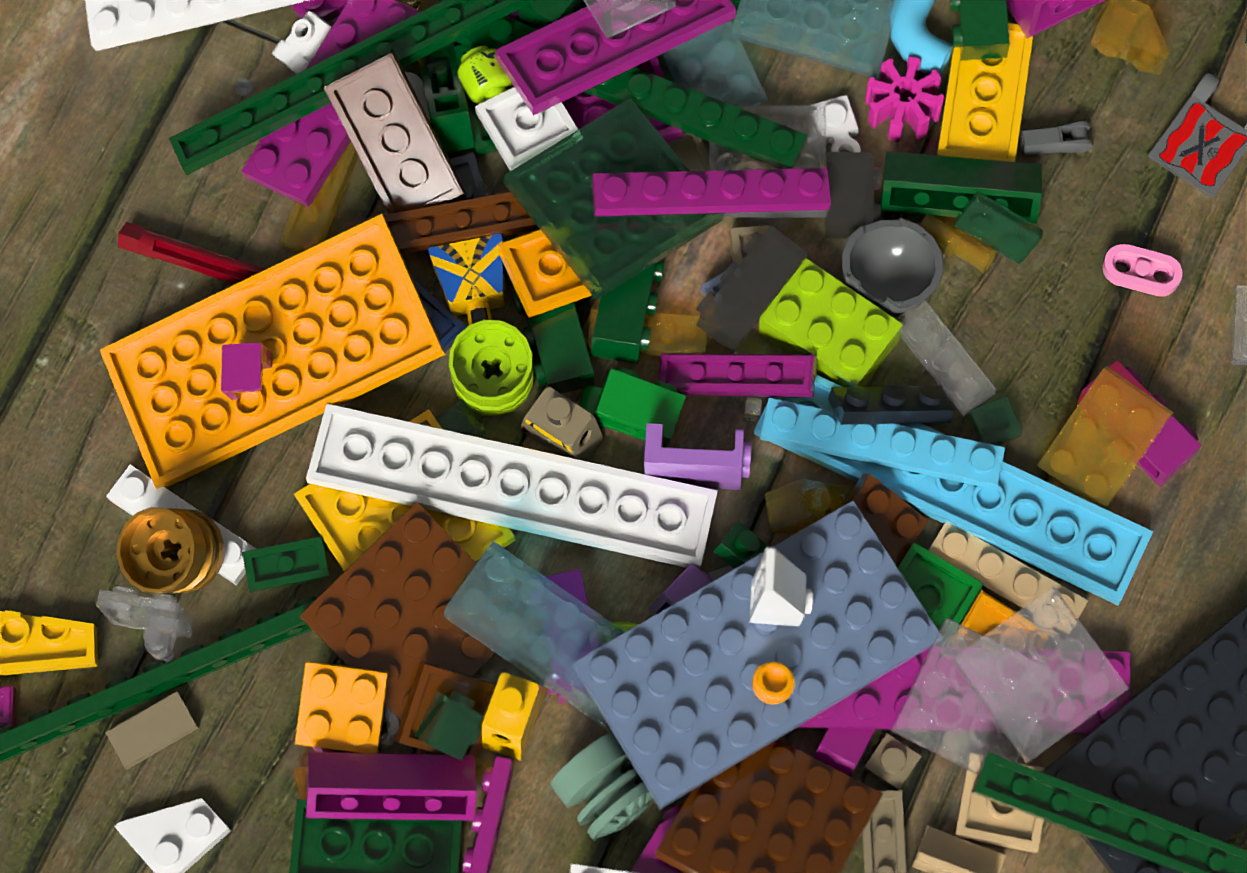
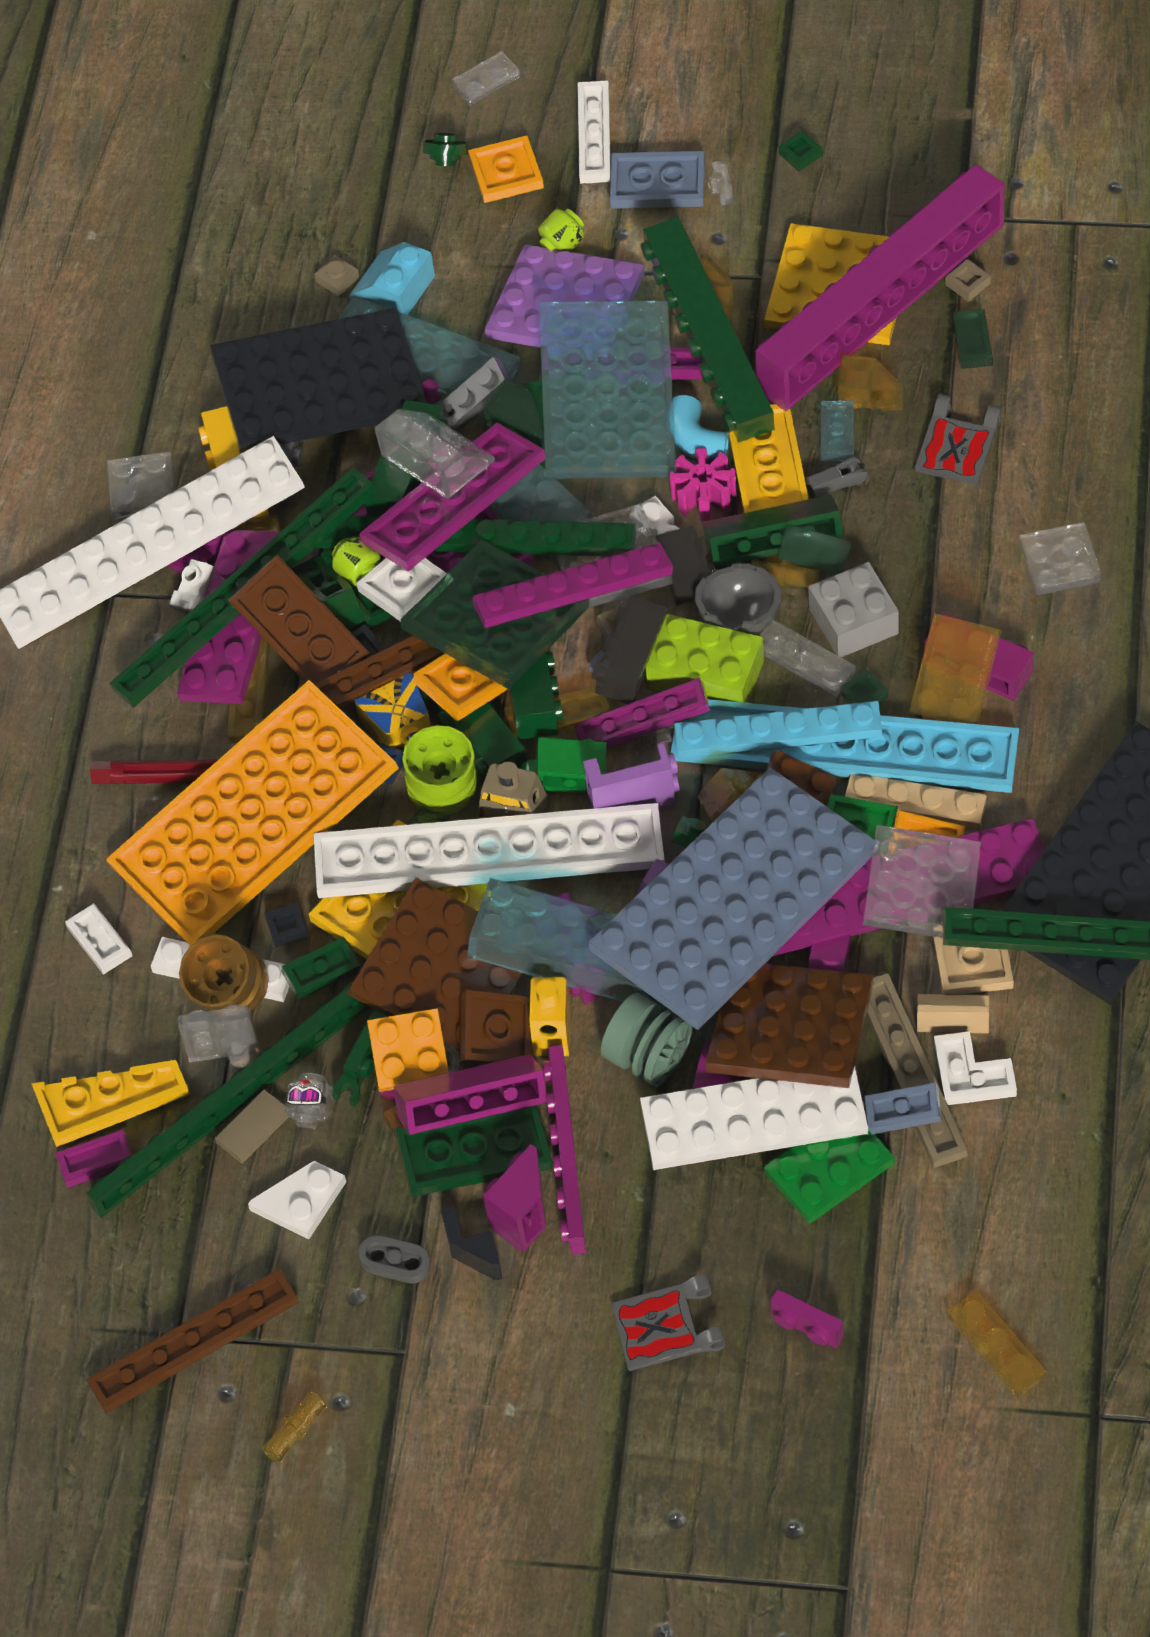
camera: 15 degrees left, 15 degrees down
(62, 442) = (98, 938): none -> white plate
(219, 724) = (309, 1100): none -> clear head
(243, 368) = (236, 823): magenta panel -> none
(266, 496) = (286, 925): none -> black plate
(287, 697) = (358, 1065): none -> dark green plate
(451, 724) = (503, 1030): clear green brick -> none
(773, 682) = (755, 905): light orange plate -> none
(779, 592) = (734, 833): white slope -> none
(890, 404) = (774, 698): black plate -> none
(892, 762) = (873, 958): dark tan plate -> none
(1018, 317) = (853, 610): none -> light grey brick
(1040, 674) = (965, 841): clear plate -> none
(1077, 79) = (837, 430): none -> clear light blue plate
(1142, 267) = (940, 549): bright pink plate -> none

